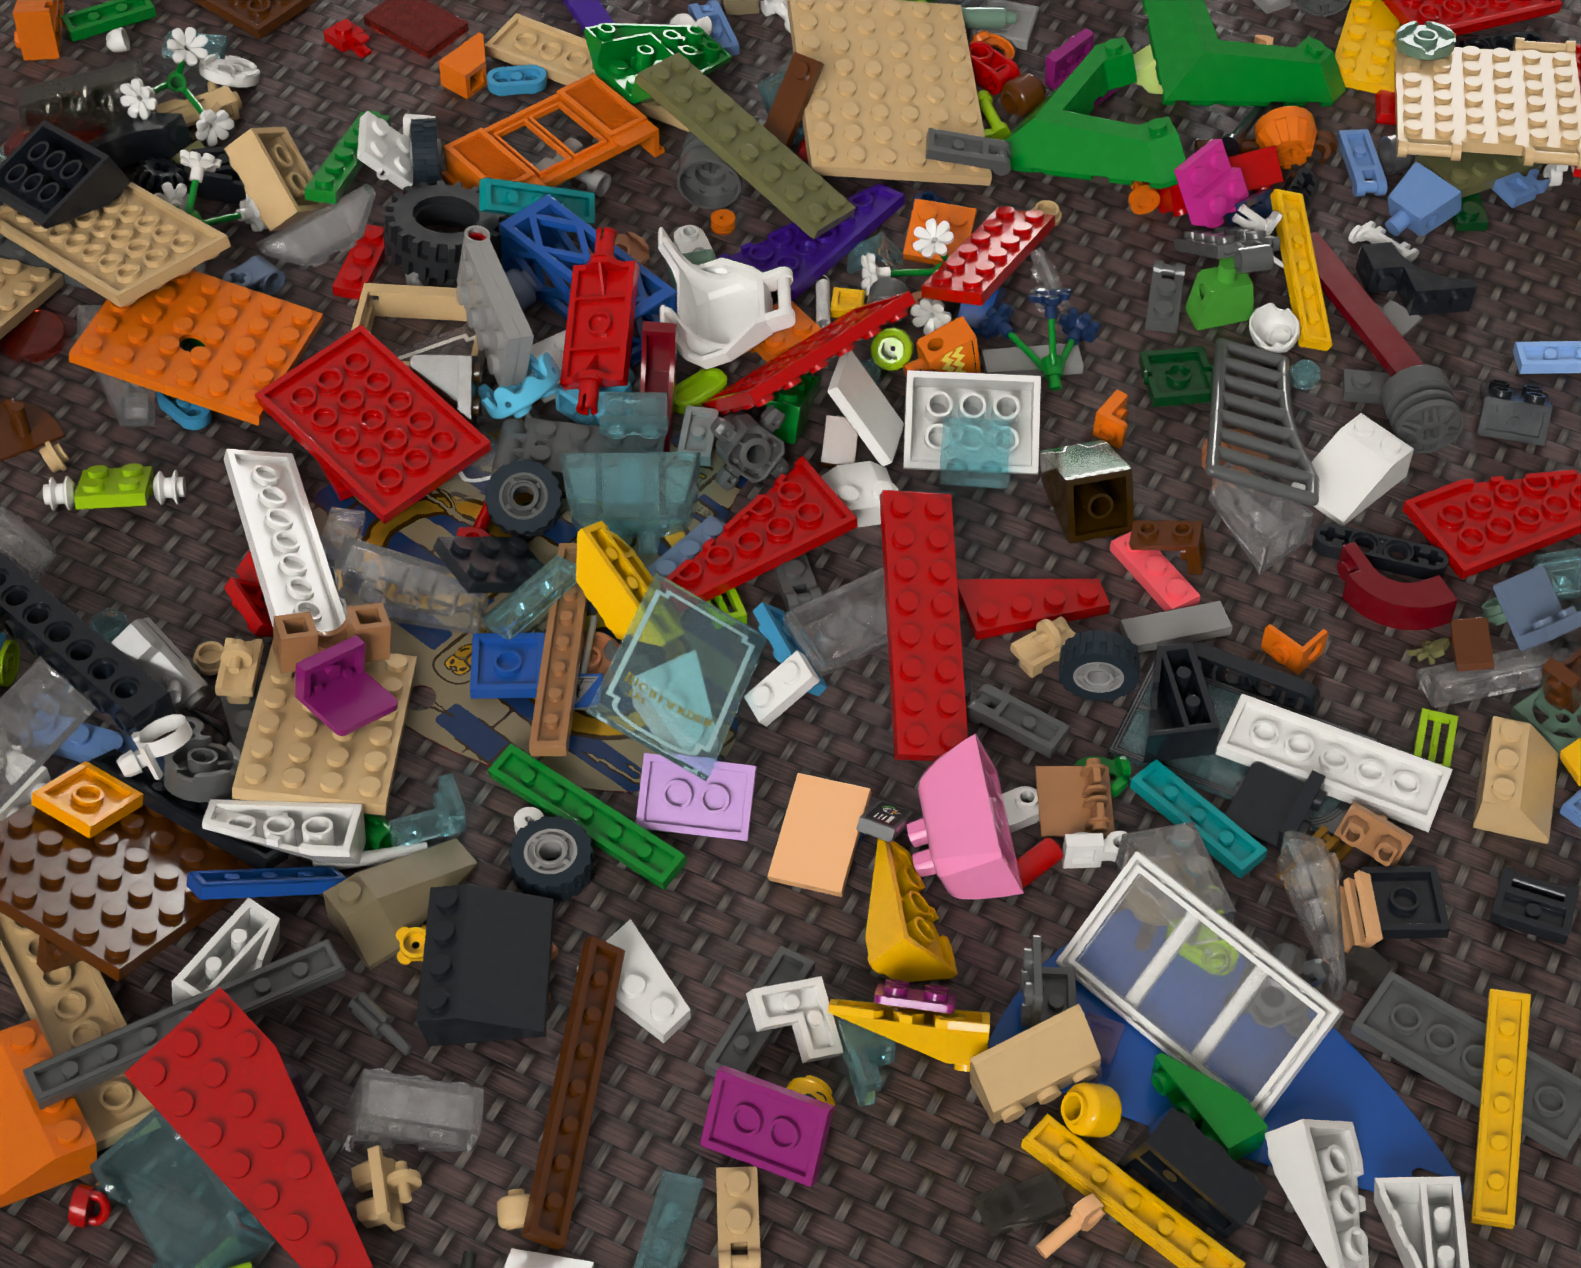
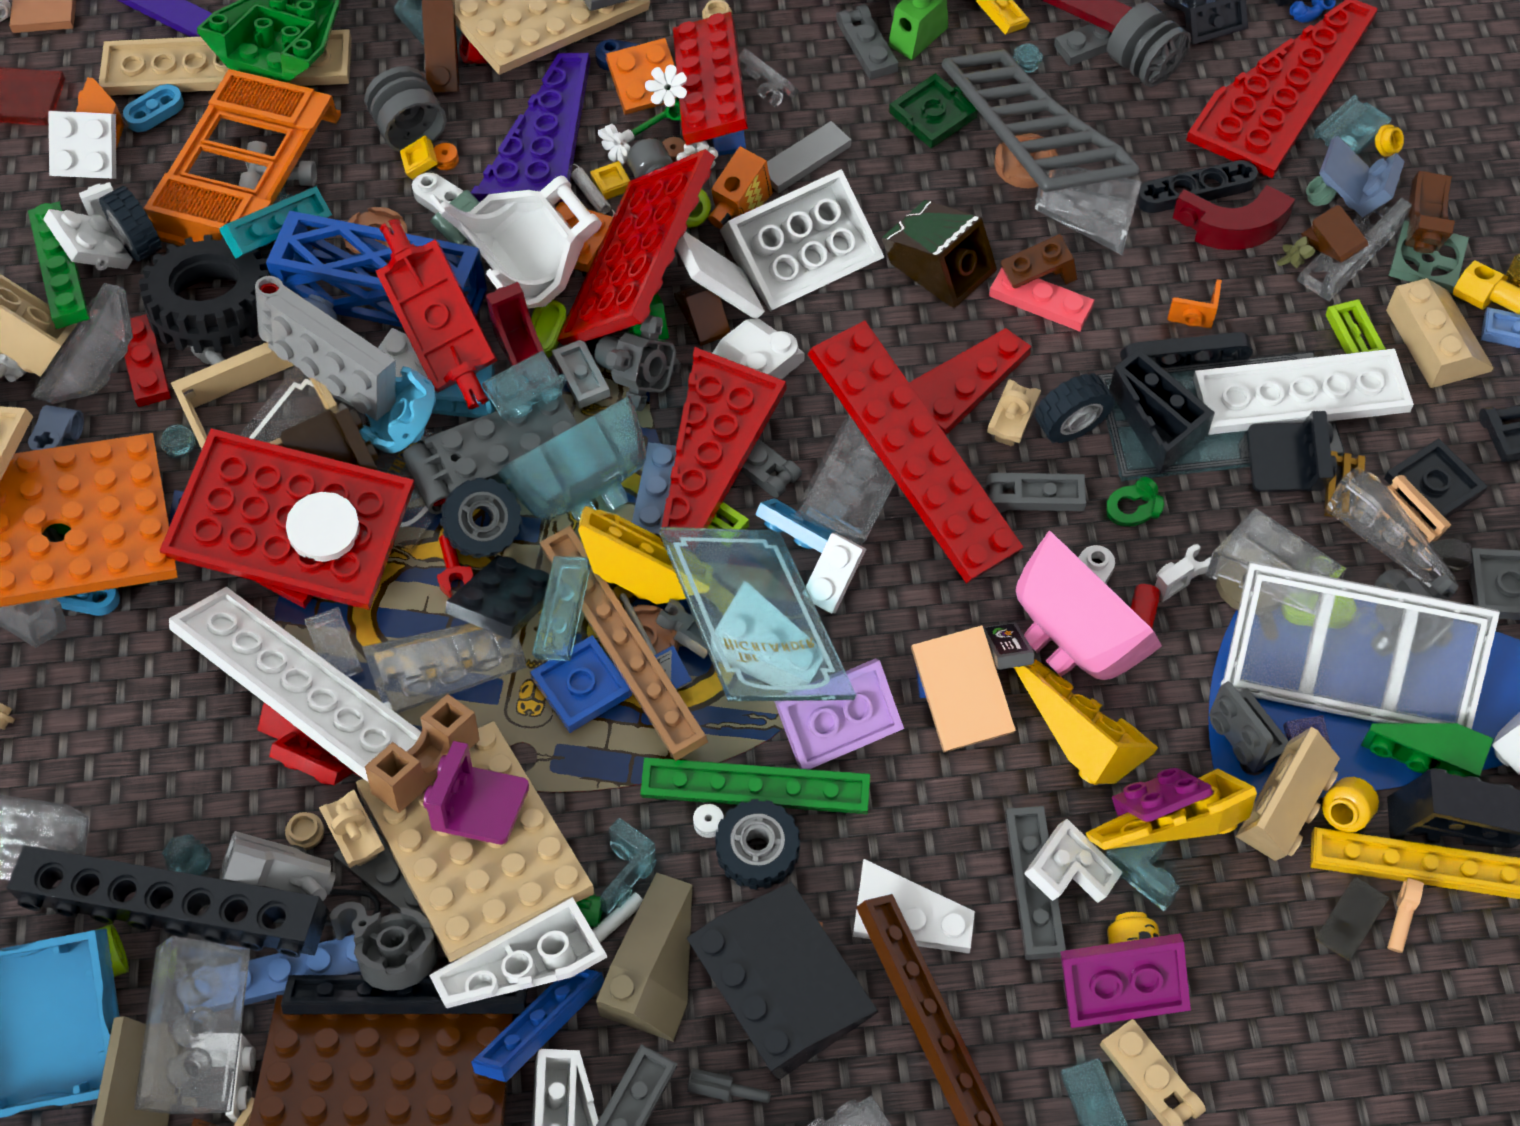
camera: 30 degrees left, 10 degrees up
(87, 799) = (312, 1044): light orange tile -> none
(114, 488) = (81, 715): lime plate -> none
(148, 749) = (335, 970): white piece -> none
(337, 328) = (178, 441): none -> clear light blue plate
(390, 438) = (322, 526): none -> white tile
(407, 937) = (712, 995): yellow plate -> none
(437, 80) = (82, 144): none -> white plate
(699, 211) = (418, 157): none -> yellow tile
(745, 145) = (429, 74): olive plate -> none
(879, 247) = (599, 117): clear light blue bracket -> none
(975, 453) = (830, 269): clear light blue bracket -> none
(1074, 799) = (1135, 539): medium nougat hinge -> none
(1075, 326) = (817, 106): dark blue plant -> none
(1111, 419) = (912, 183): orange bracket -> none
(1177, 626) = (1093, 338): light grey tile -> none
(1183, 804) = (1235, 497): teal plate -> none
(1274, 328) = (980, 29): white hair -> none
(1358, 468) = (1133, 118): white slope -> none
(1373, 835) = (1378, 438): medium nougat hips -> none

